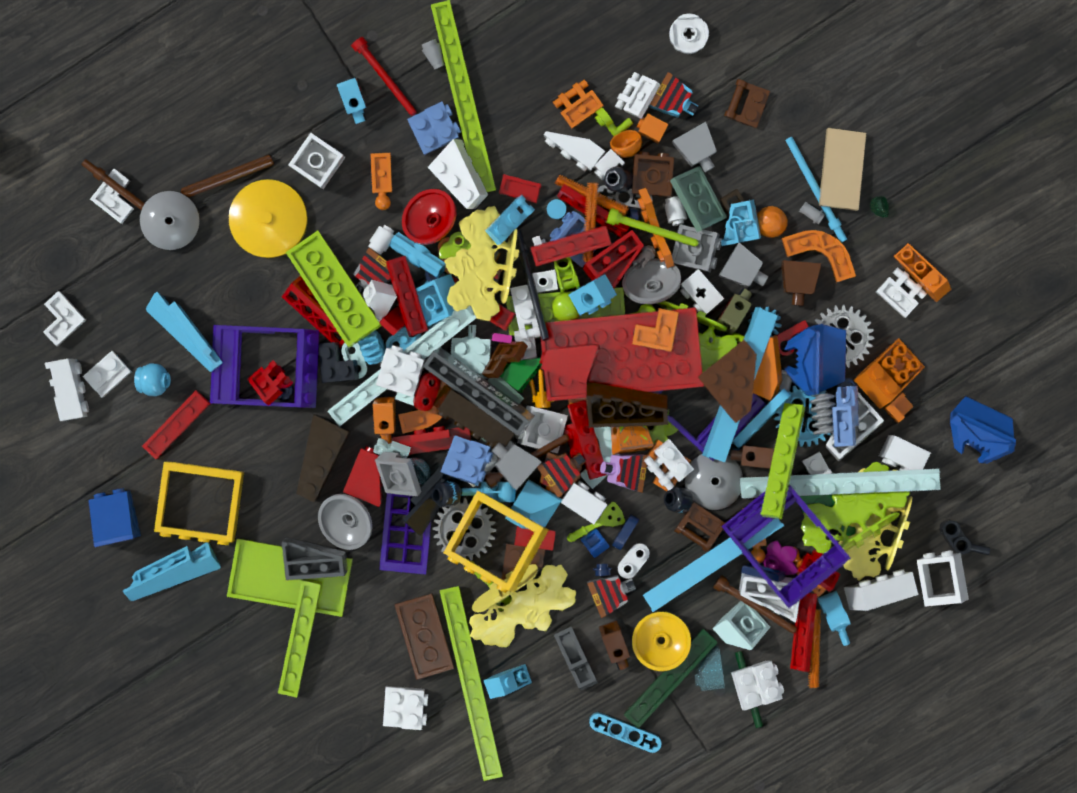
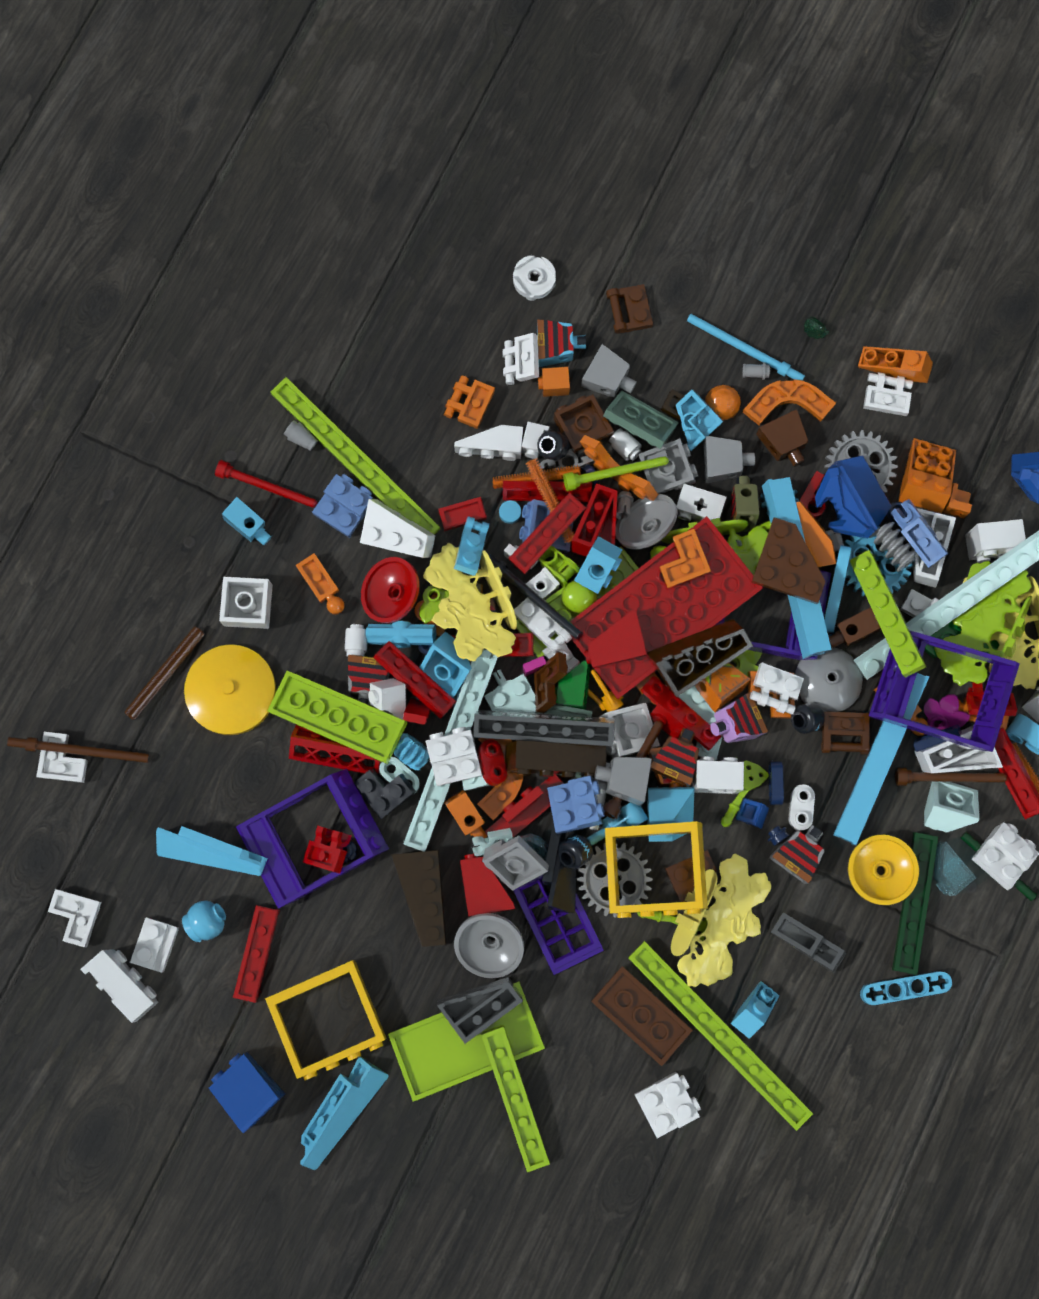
camera: 30 degrees left, 10 degrees down
(184, 217) = (134, 765): light grey dish -> none
(403, 339) = (435, 725): medium azure plate -> none
(523, 537) = (682, 847): red tile -> none
(604, 119) = (505, 400): lime plate -> none
(615, 644) = (839, 901): reddish brown torso -> none
(626, 143) = (539, 409): orange piece -> none
(842, 169) = (758, 314): tan tile -> none

